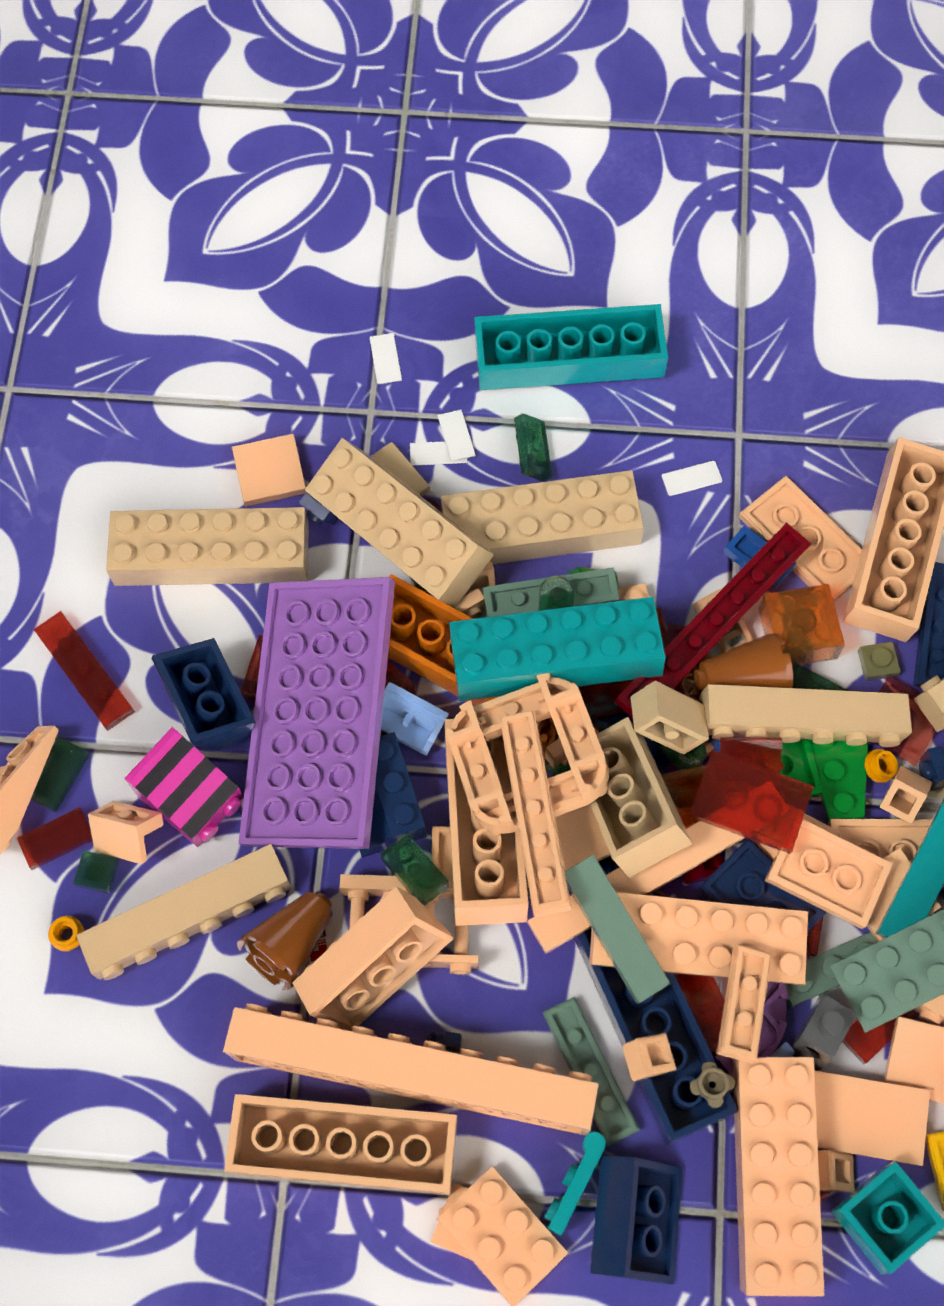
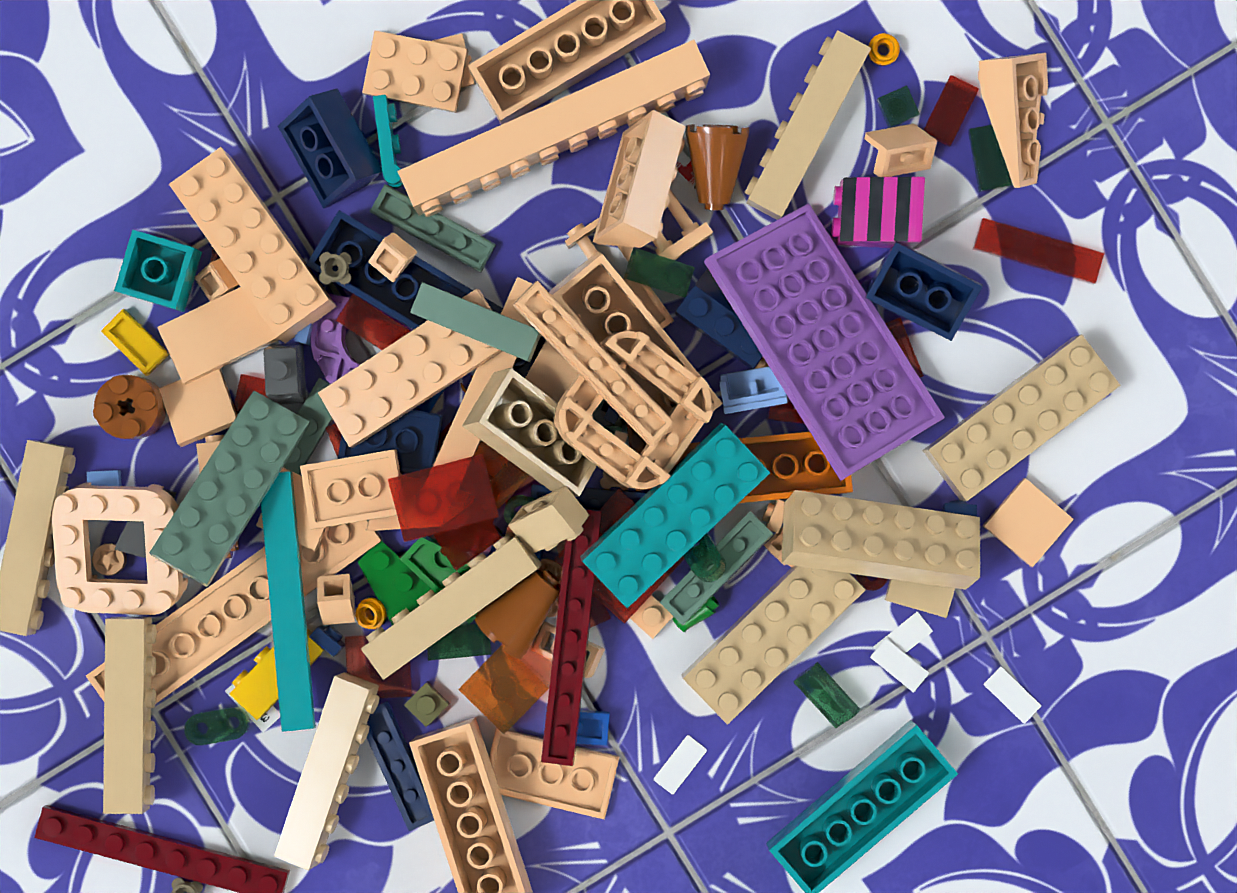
camera: 140 degrees right, 20 degrees up
(451, 1040) = (550, 171): dark blue tile -> none
(744, 1003) = (349, 339): light nougat tile -> none

